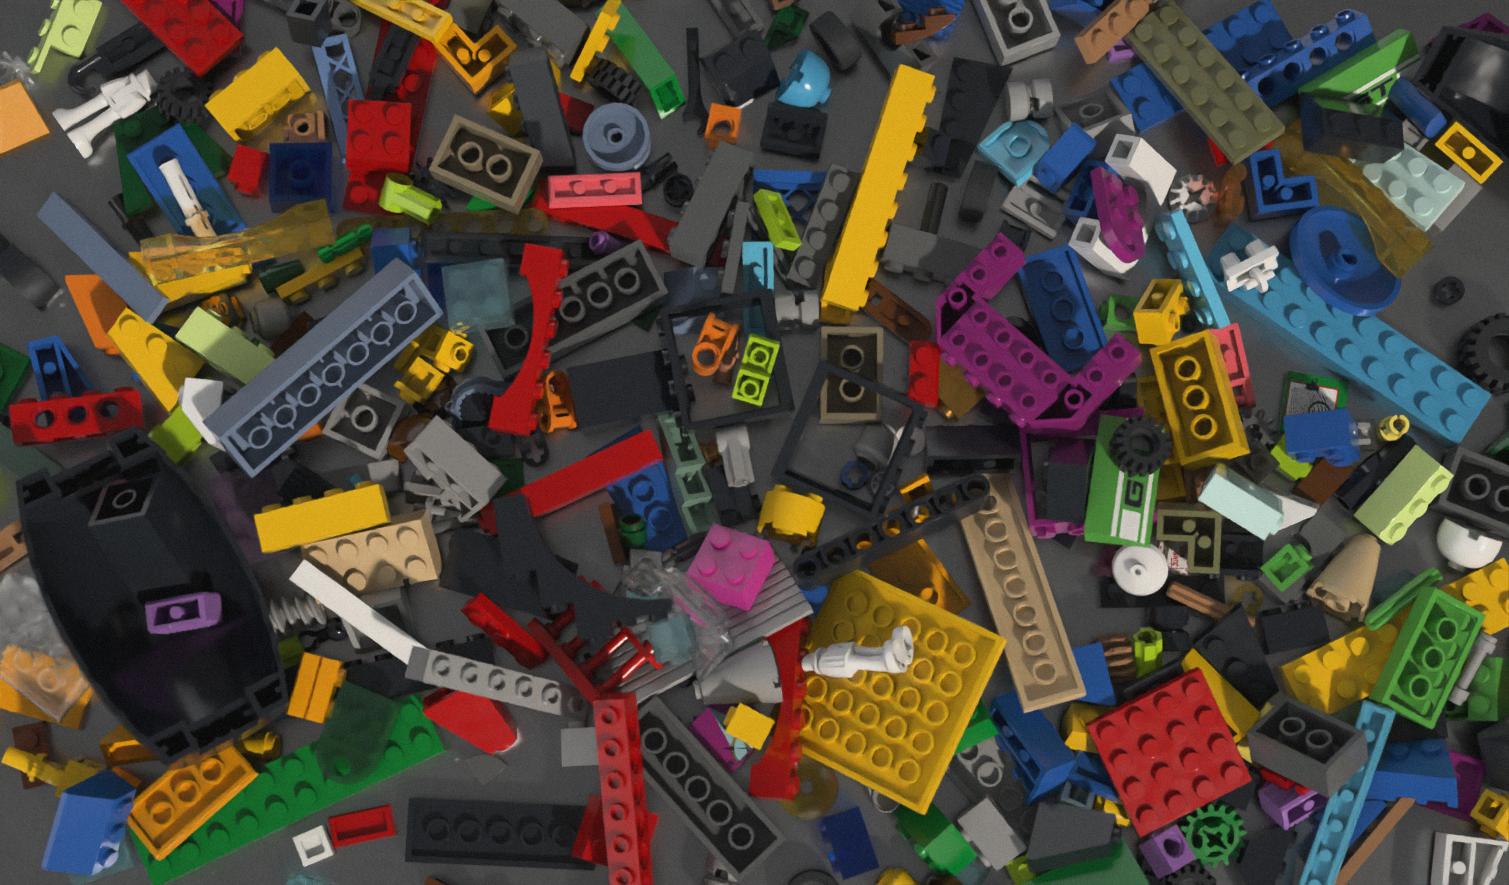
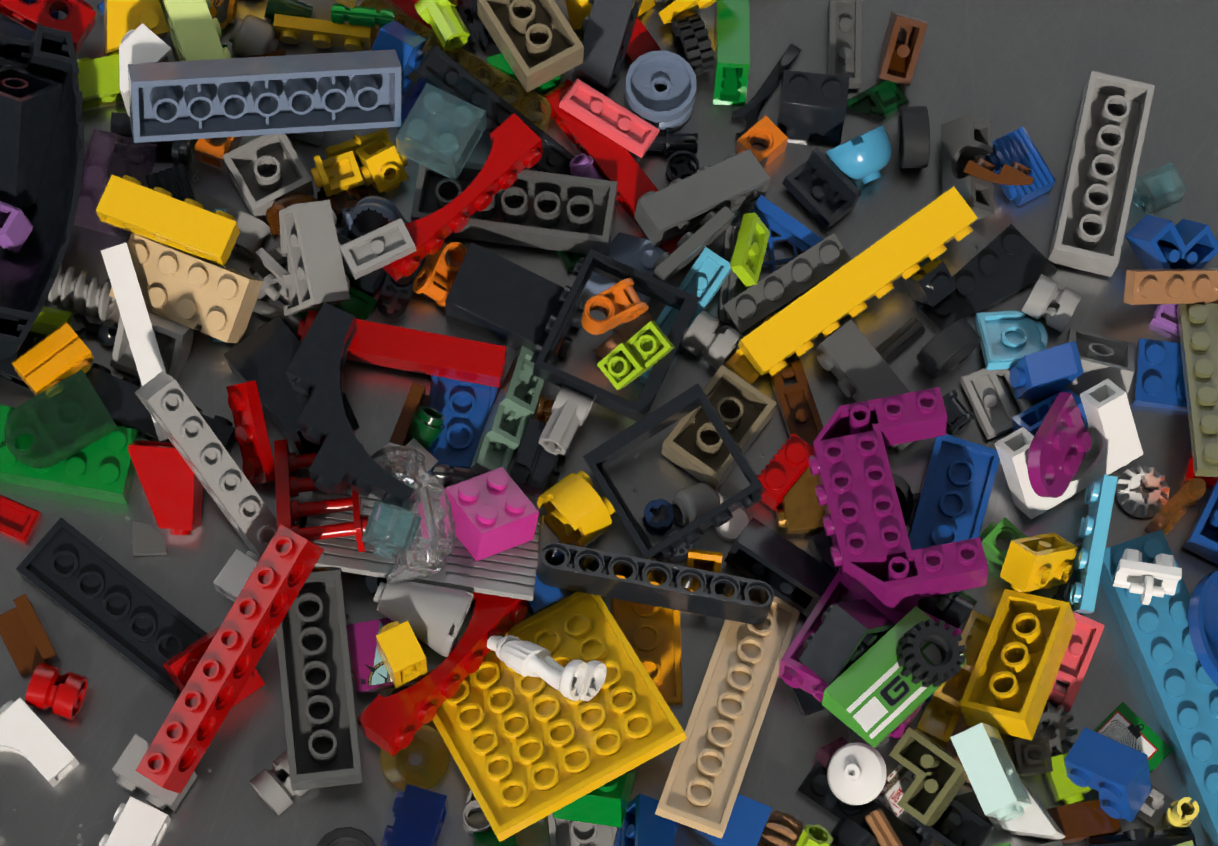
camera: 30 degrees right, 10 degrees down
(502, 427) = (378, 248): none -> light grey plate

